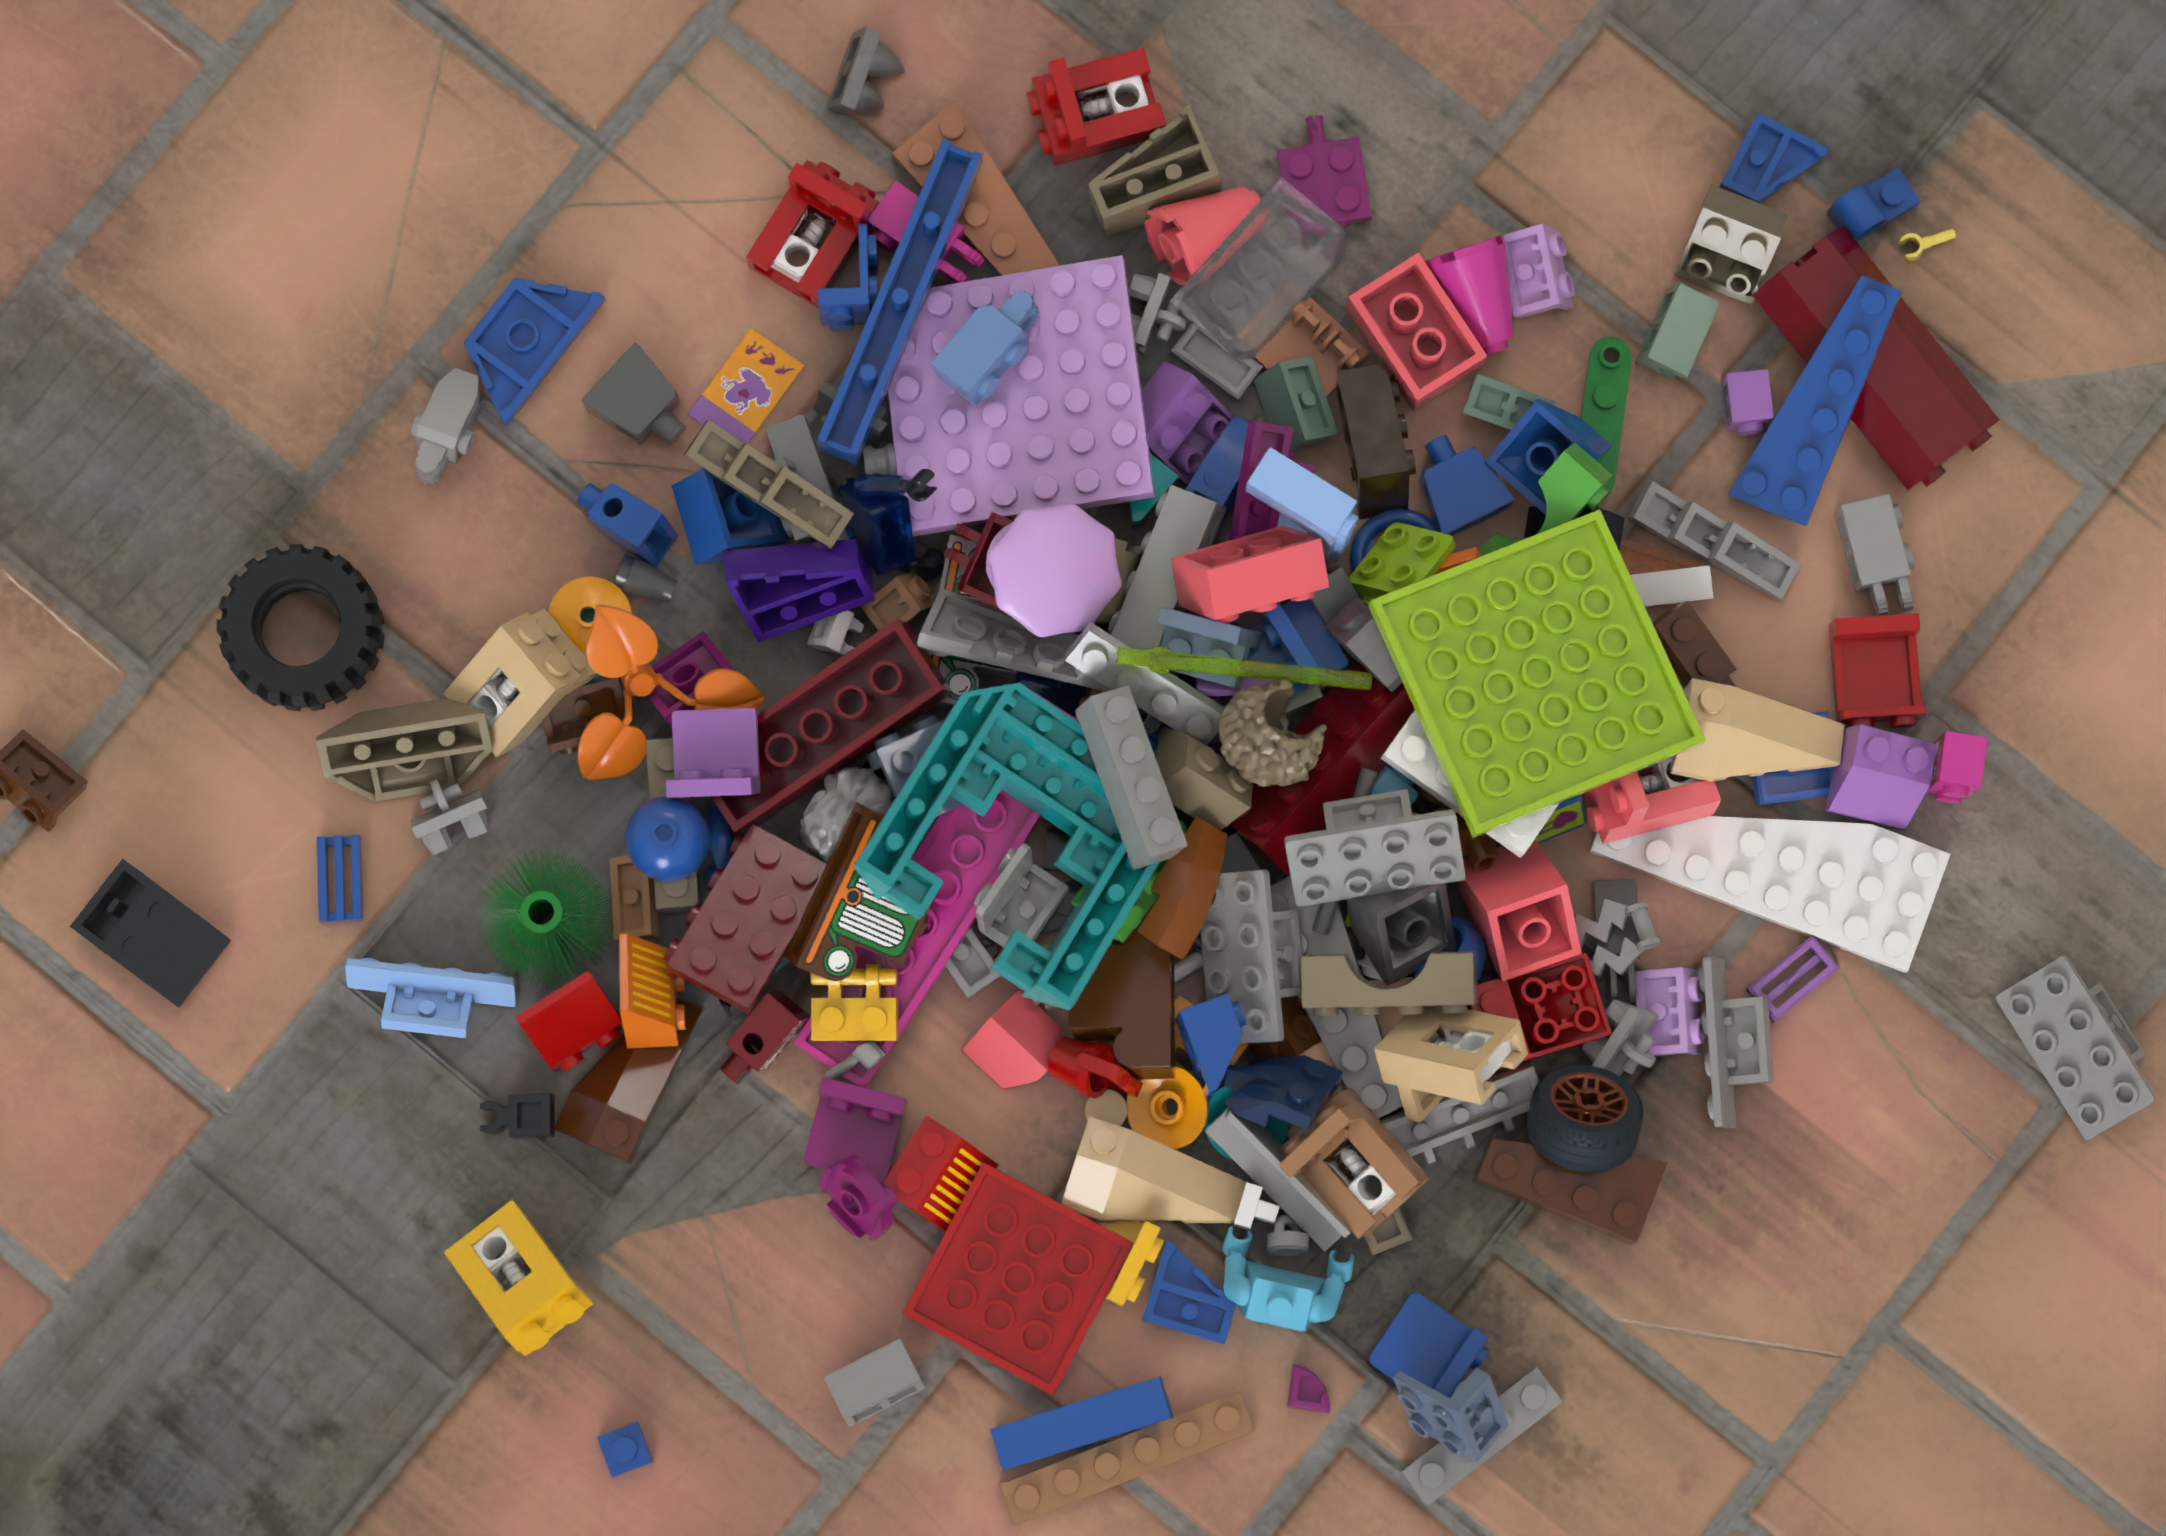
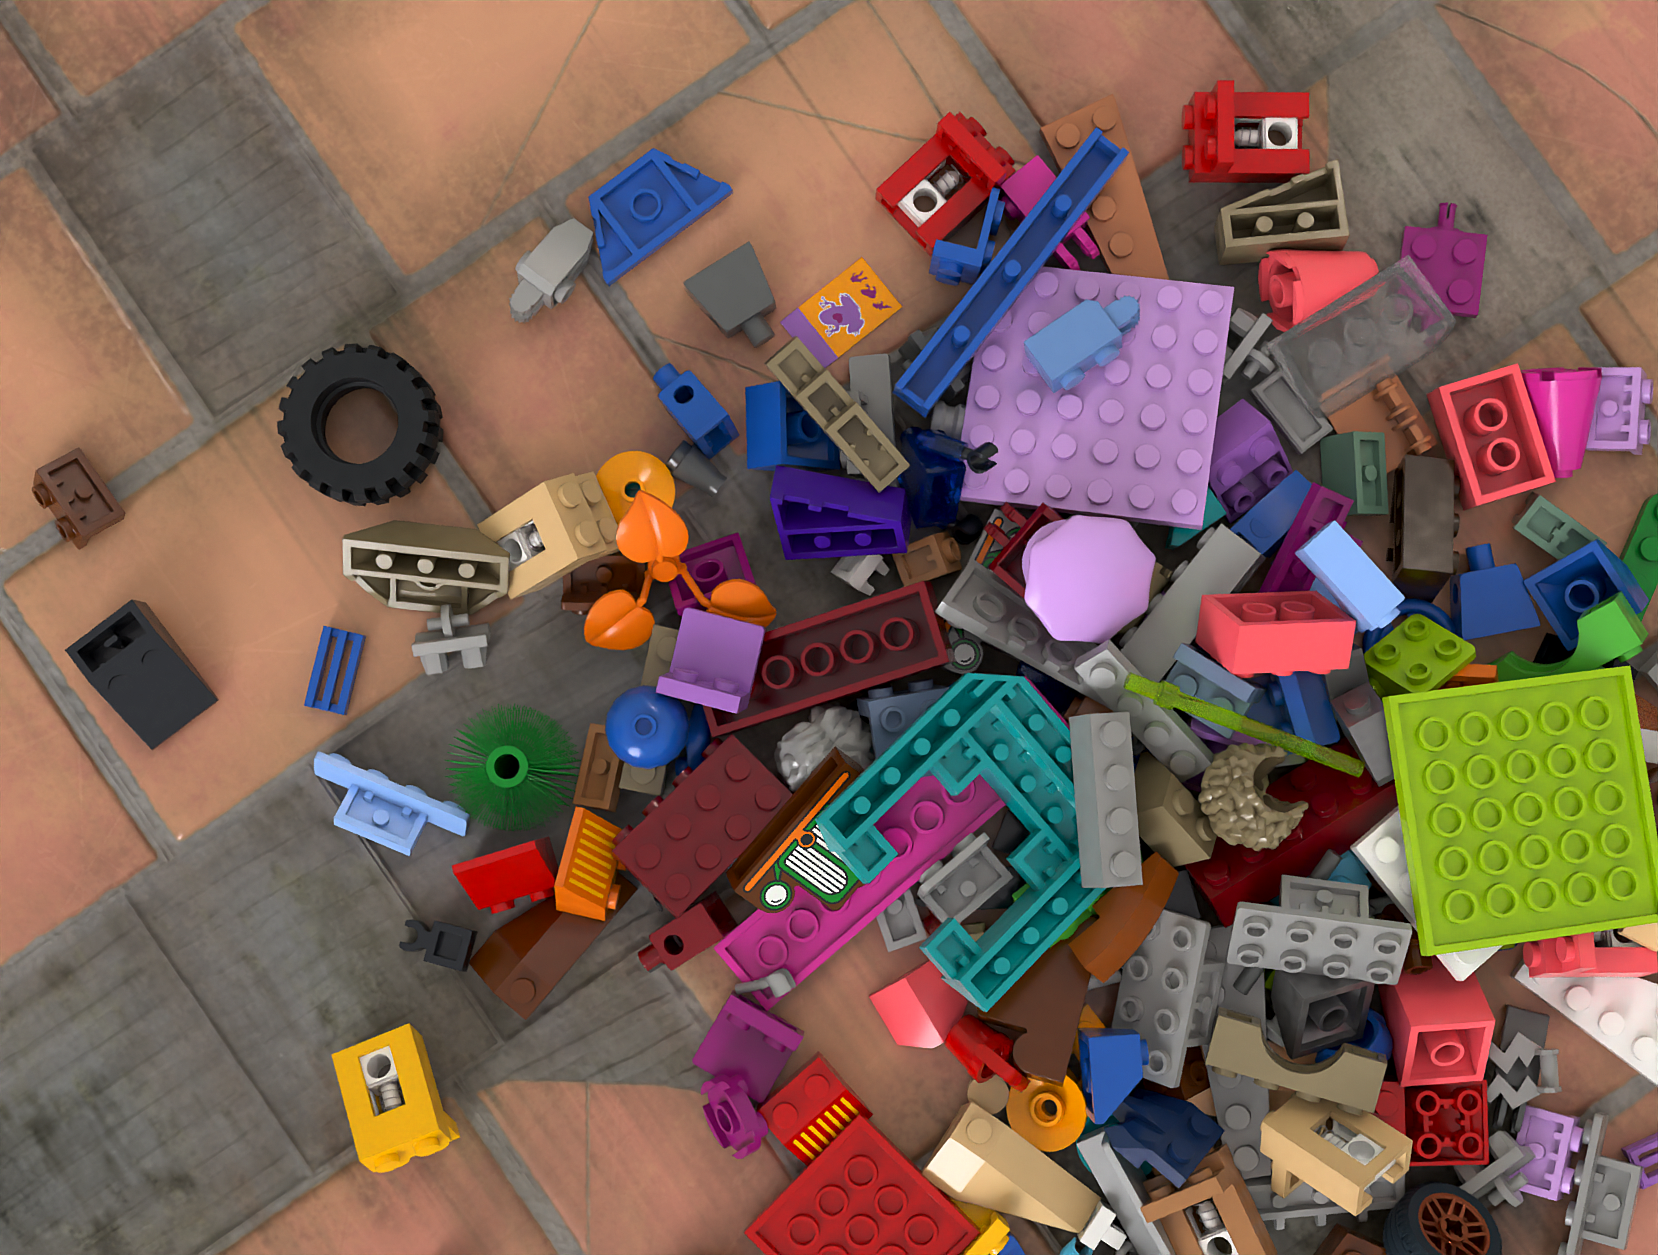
camera: 20 degrees right, 5 degrees up
(856, 1018) = (780, 944): yellow plate -> none
(862, 58) = (1038, 29): flat silver tile -> none

